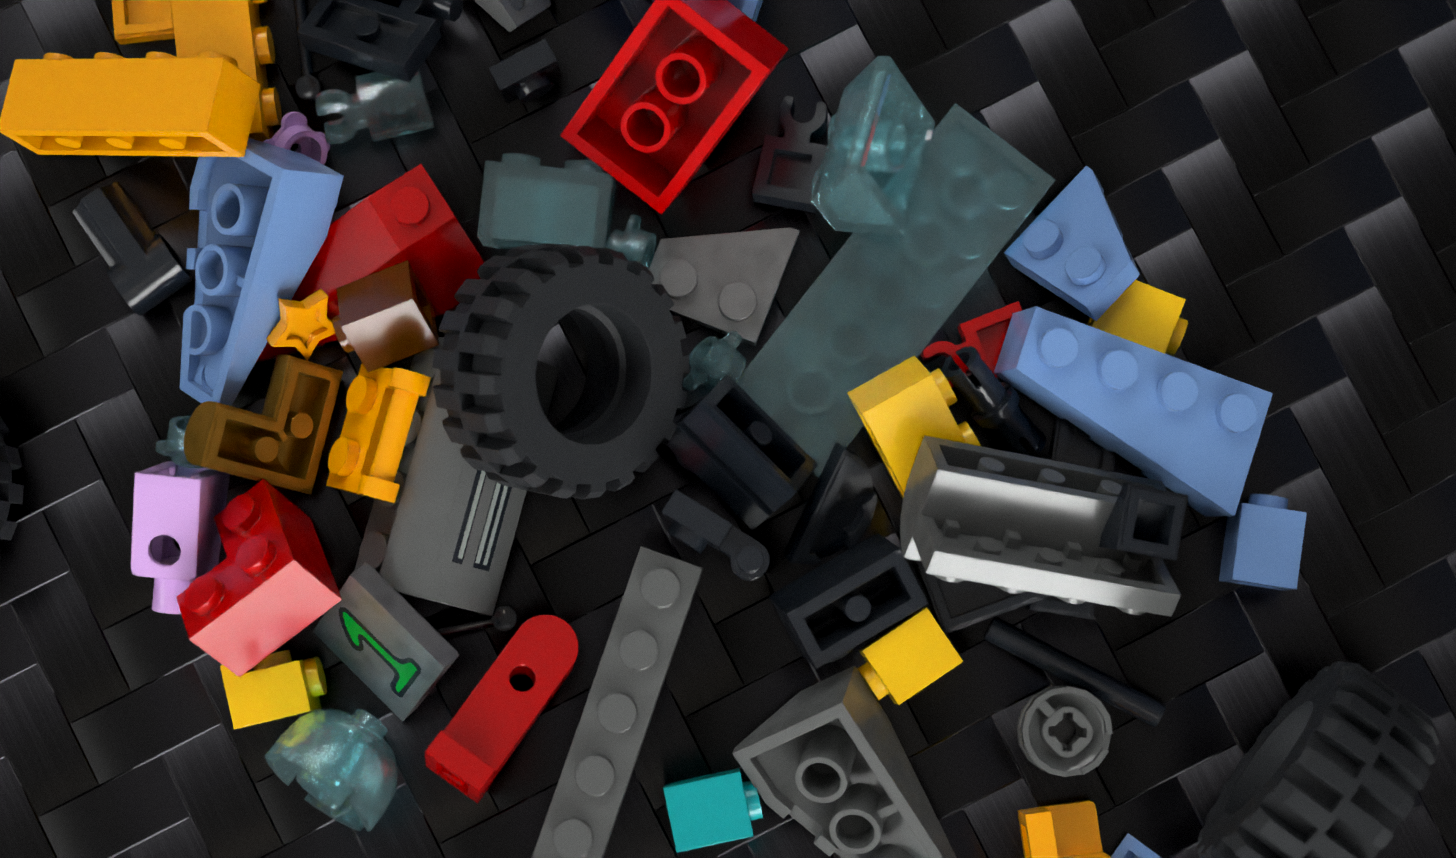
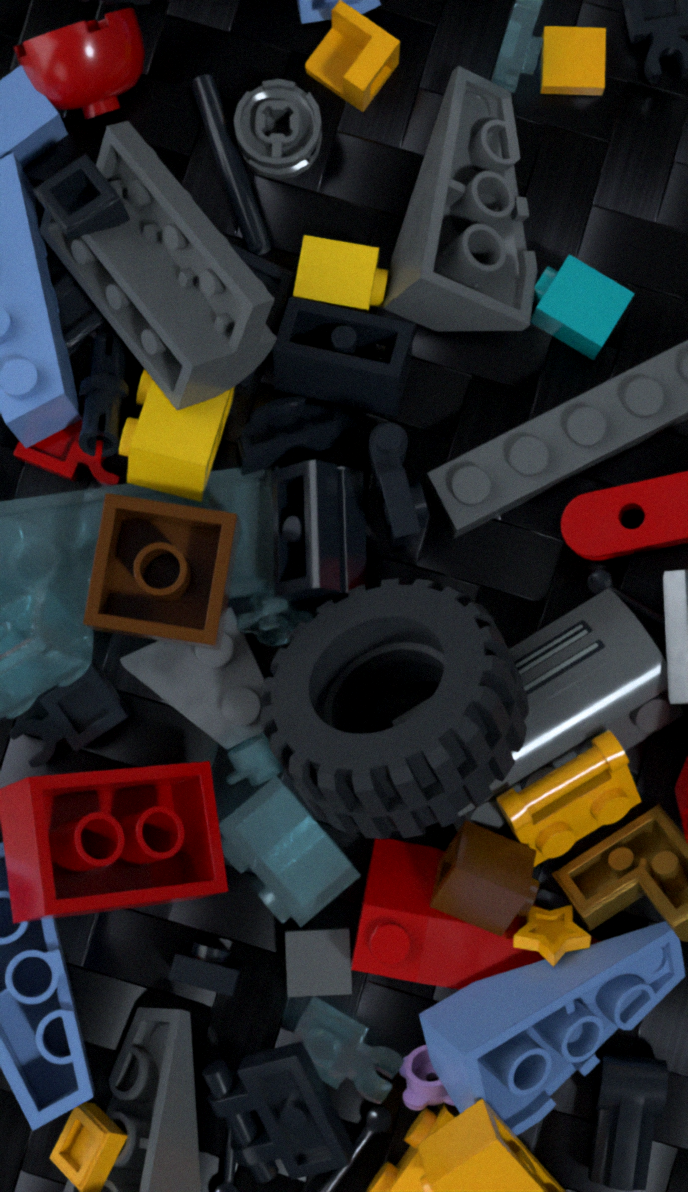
camera: 135 degrees left, 0 degrees up
(452, 154) = (318, 962): none -> dark grey tile
(821, 311) = (162, 571): none -> reddish brown brick
(1254, 640) = (86, 62): none -> red cylinder

